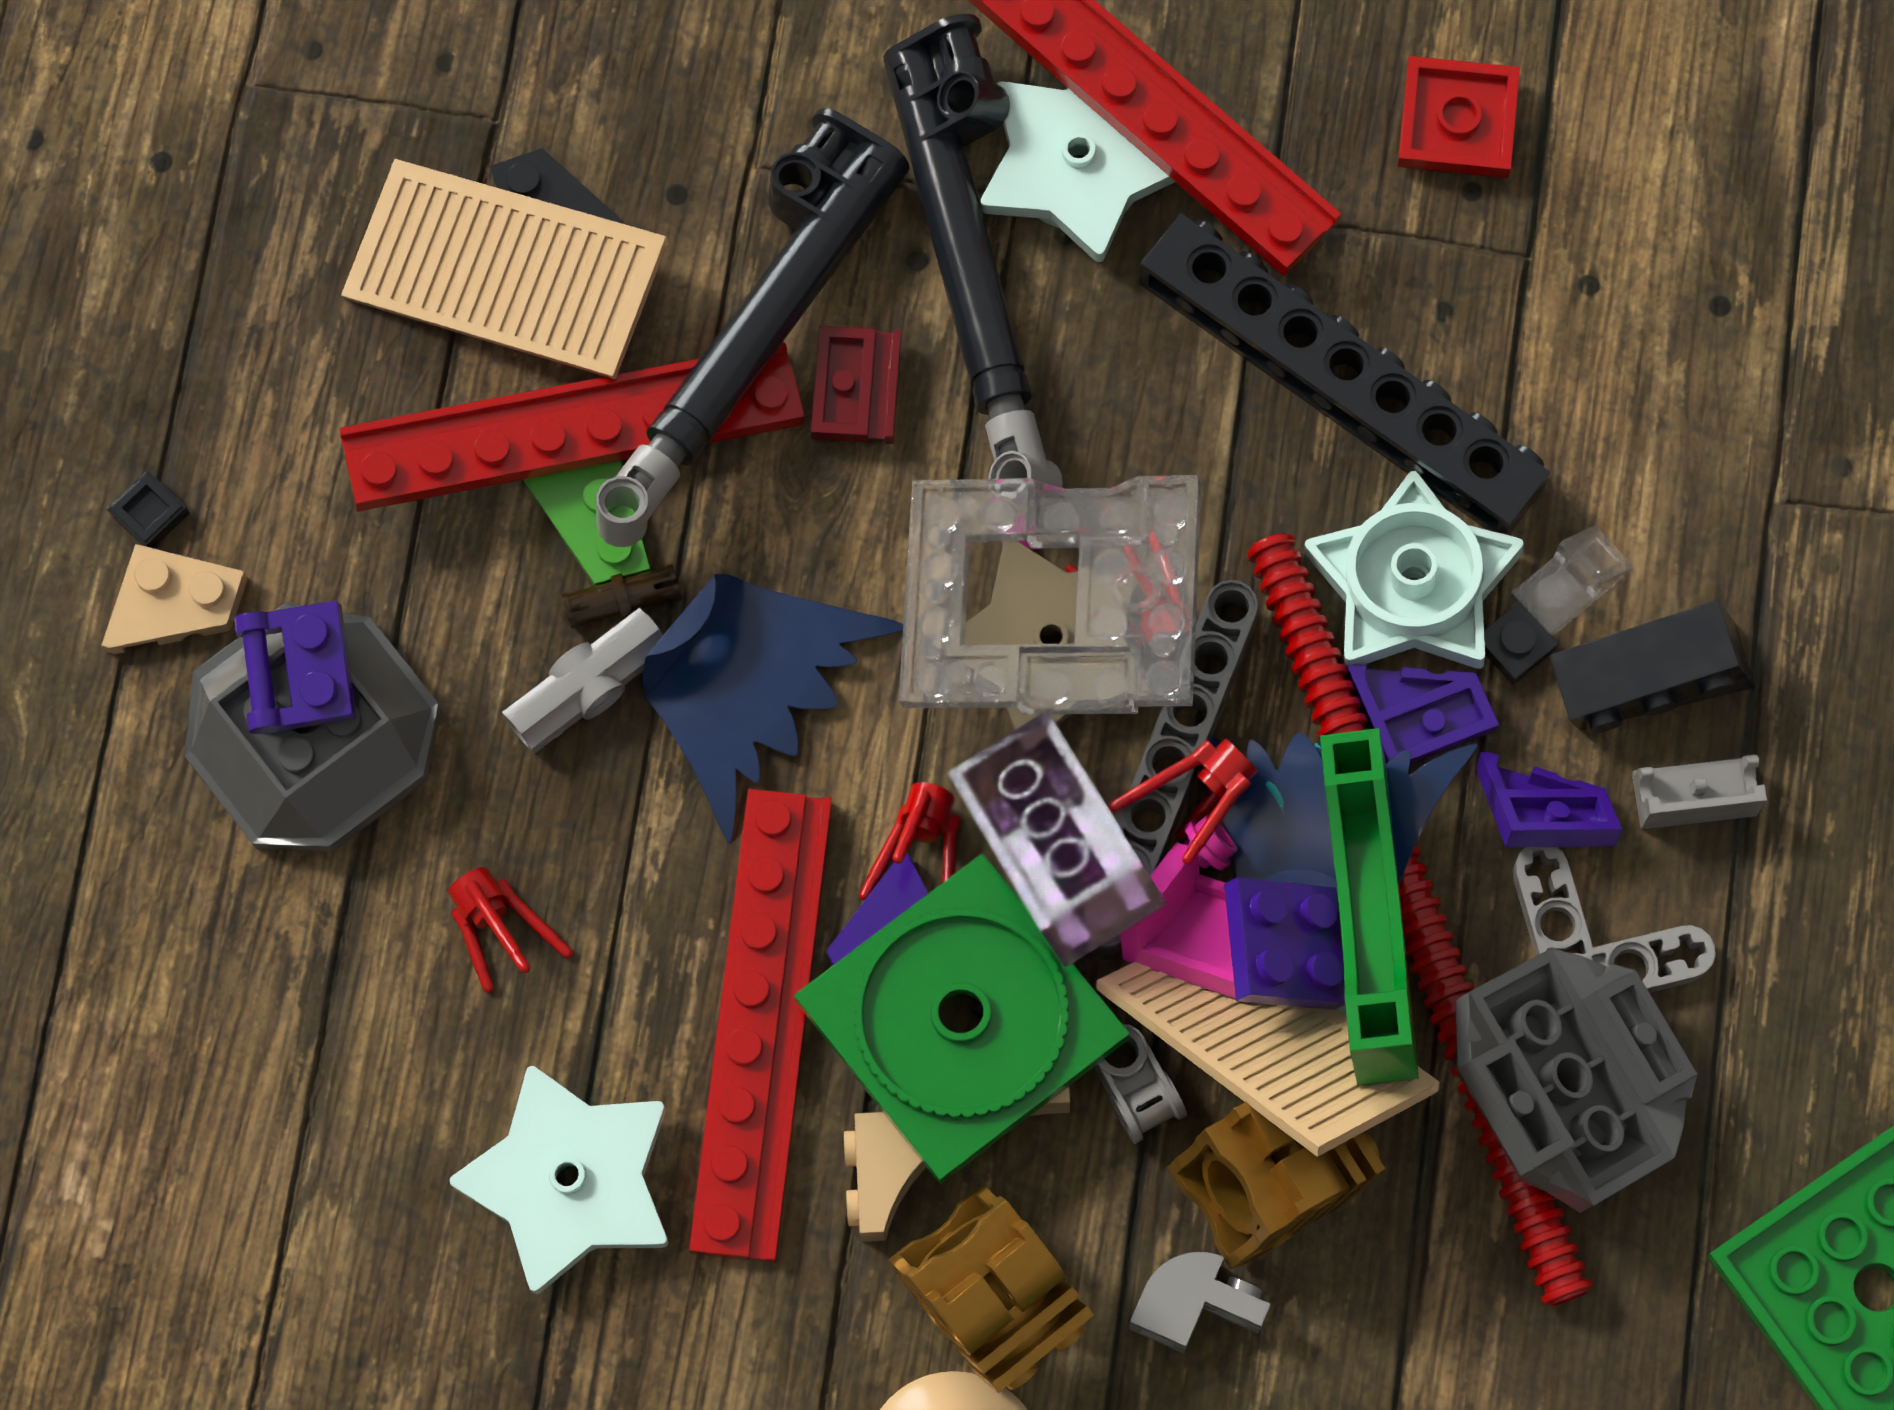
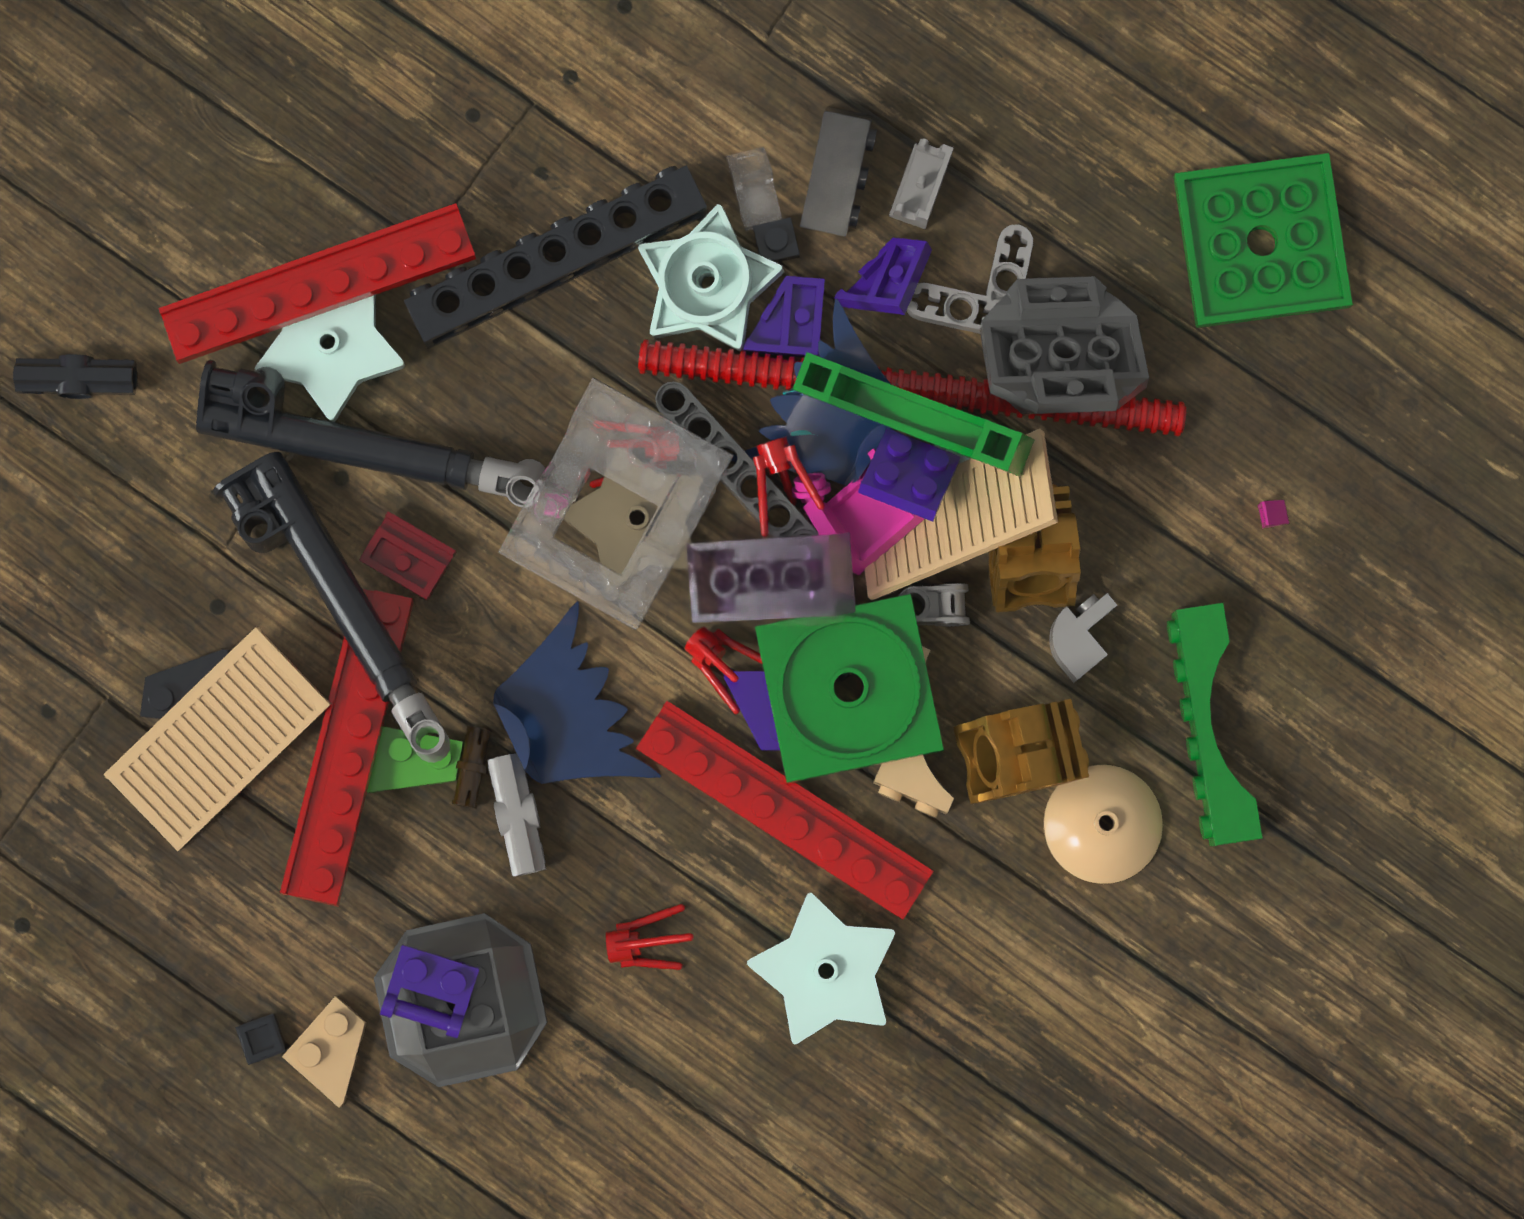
camera: 70 degrees left, 10 degrees up
(1458, 117) = (423, 97): red plate -> none

